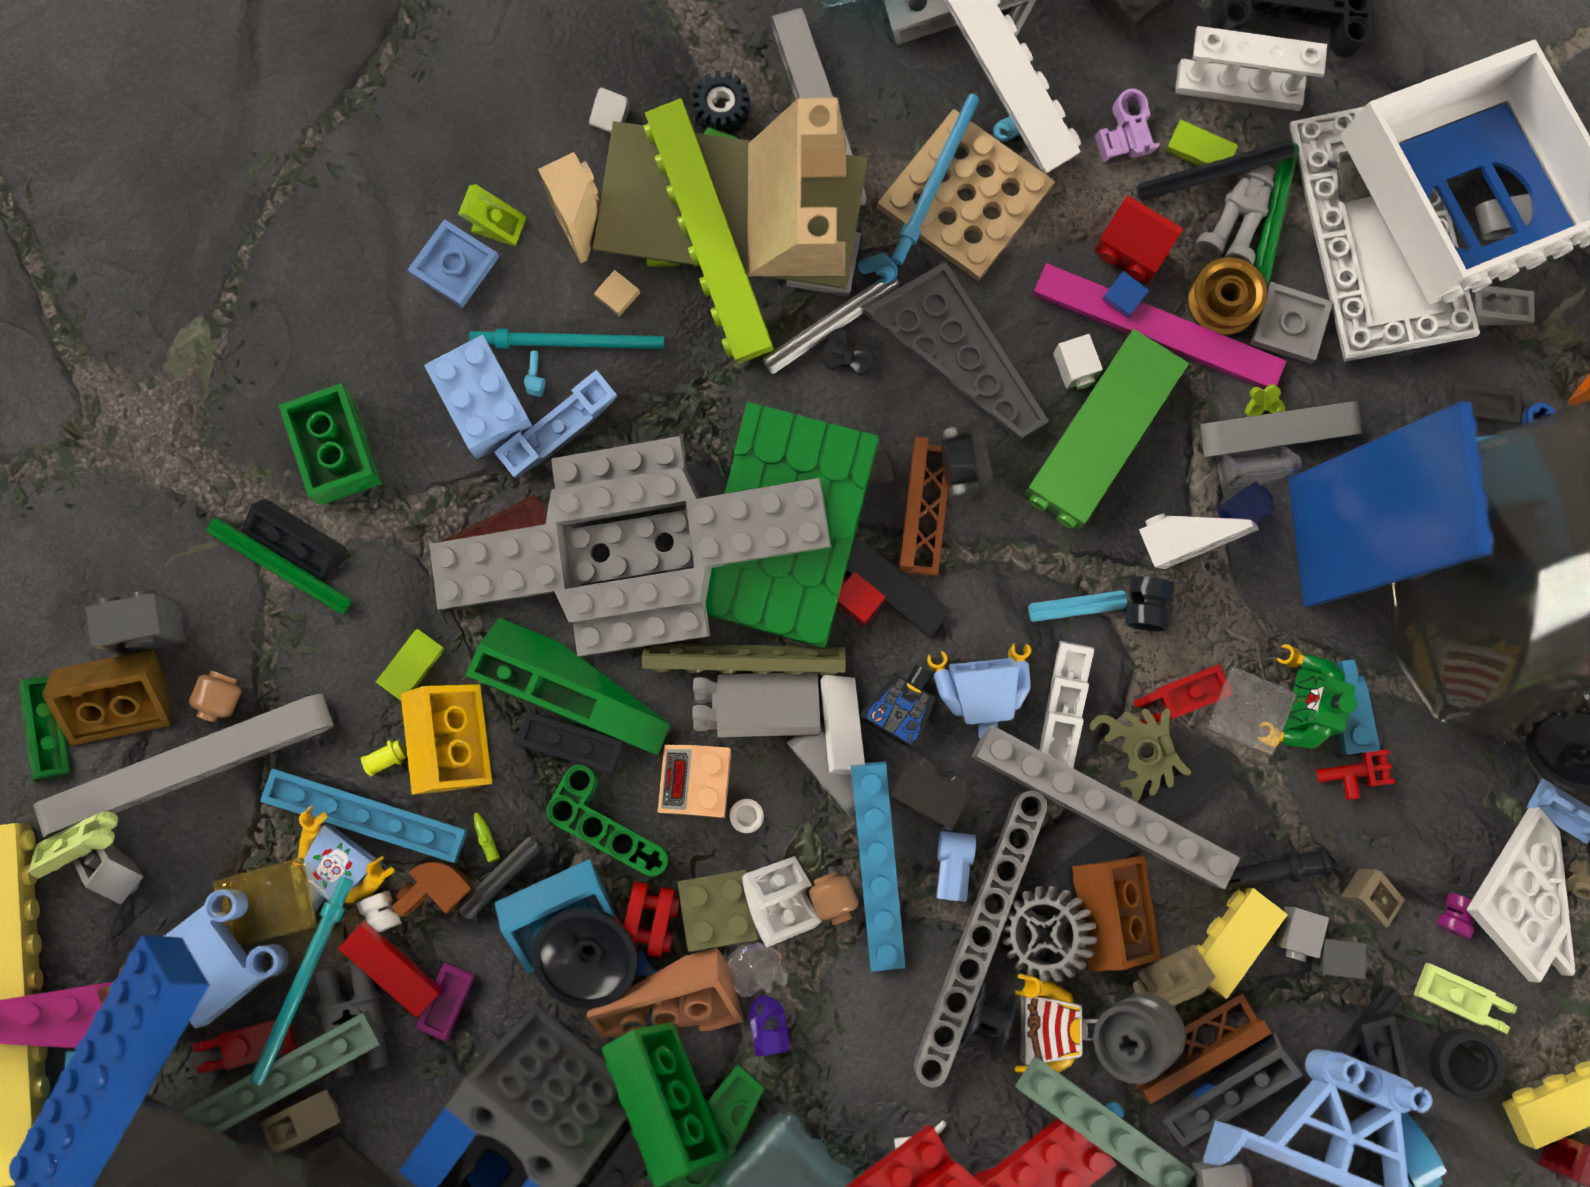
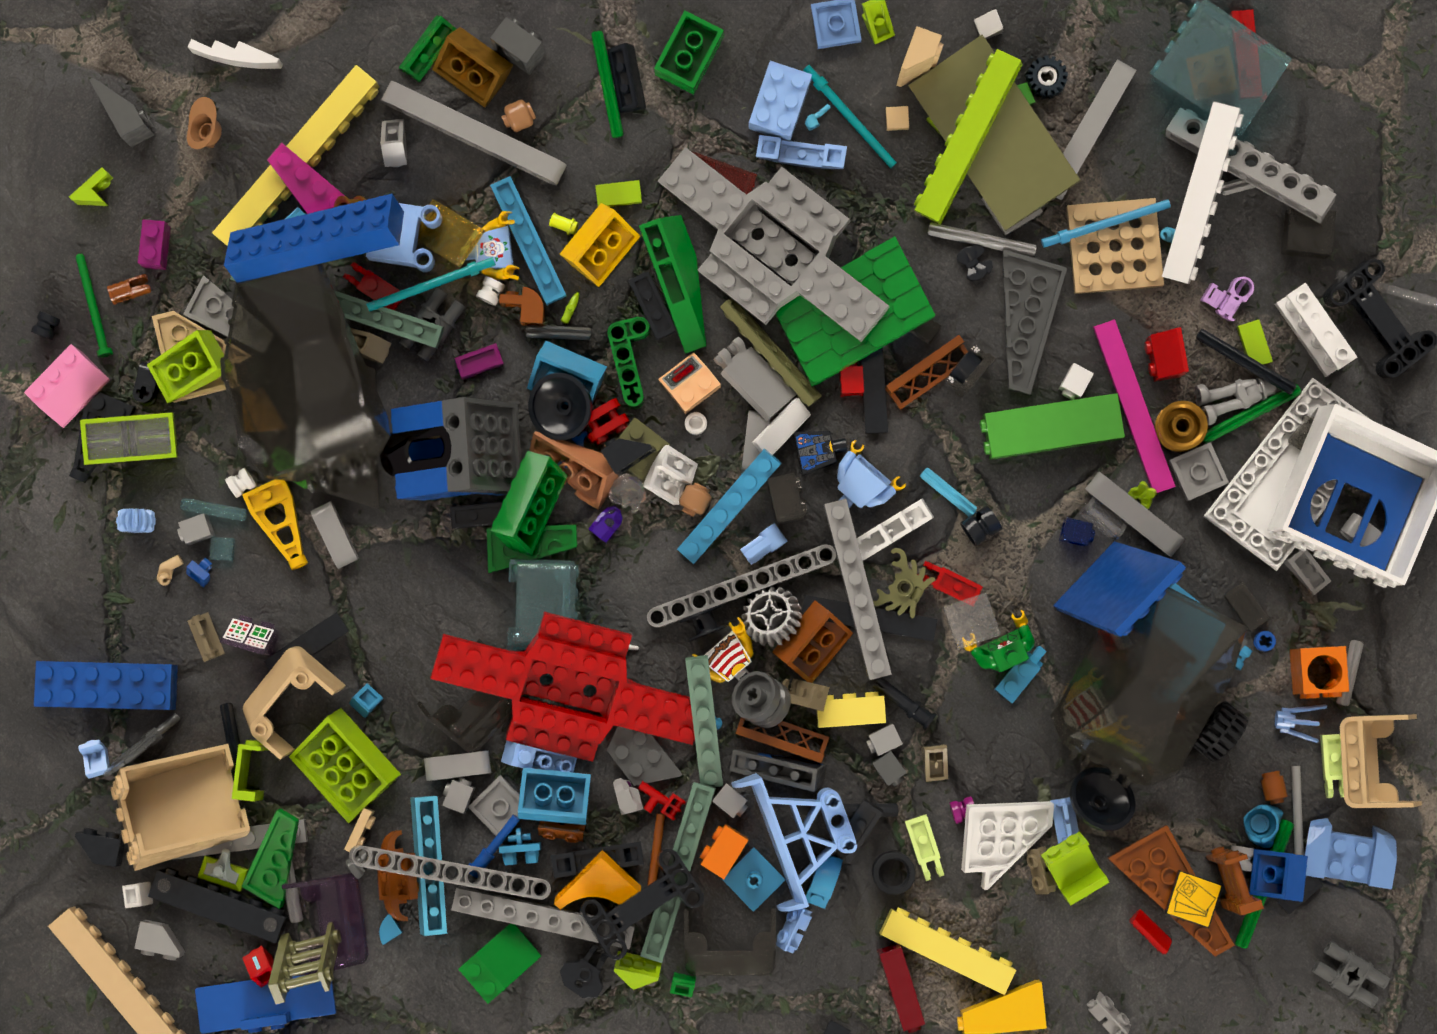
camera: 50 degrees right, 5 degrees up
(73, 843) = (391, 117): yellowish green hinge -> none
(390, 969) = (471, 320): red tile -> none
(710, 934) = (624, 454): none -> black slope
(798, 144) = (1028, 136): tan windscreen -> none
(881, 265) = (1034, 237): dark azure arm -> none
(1125, 294) = (1133, 374): blue tile -> none
(1182, 538) = (1023, 509): white slope -> none
(1350, 773) = (986, 697): red arm -> none

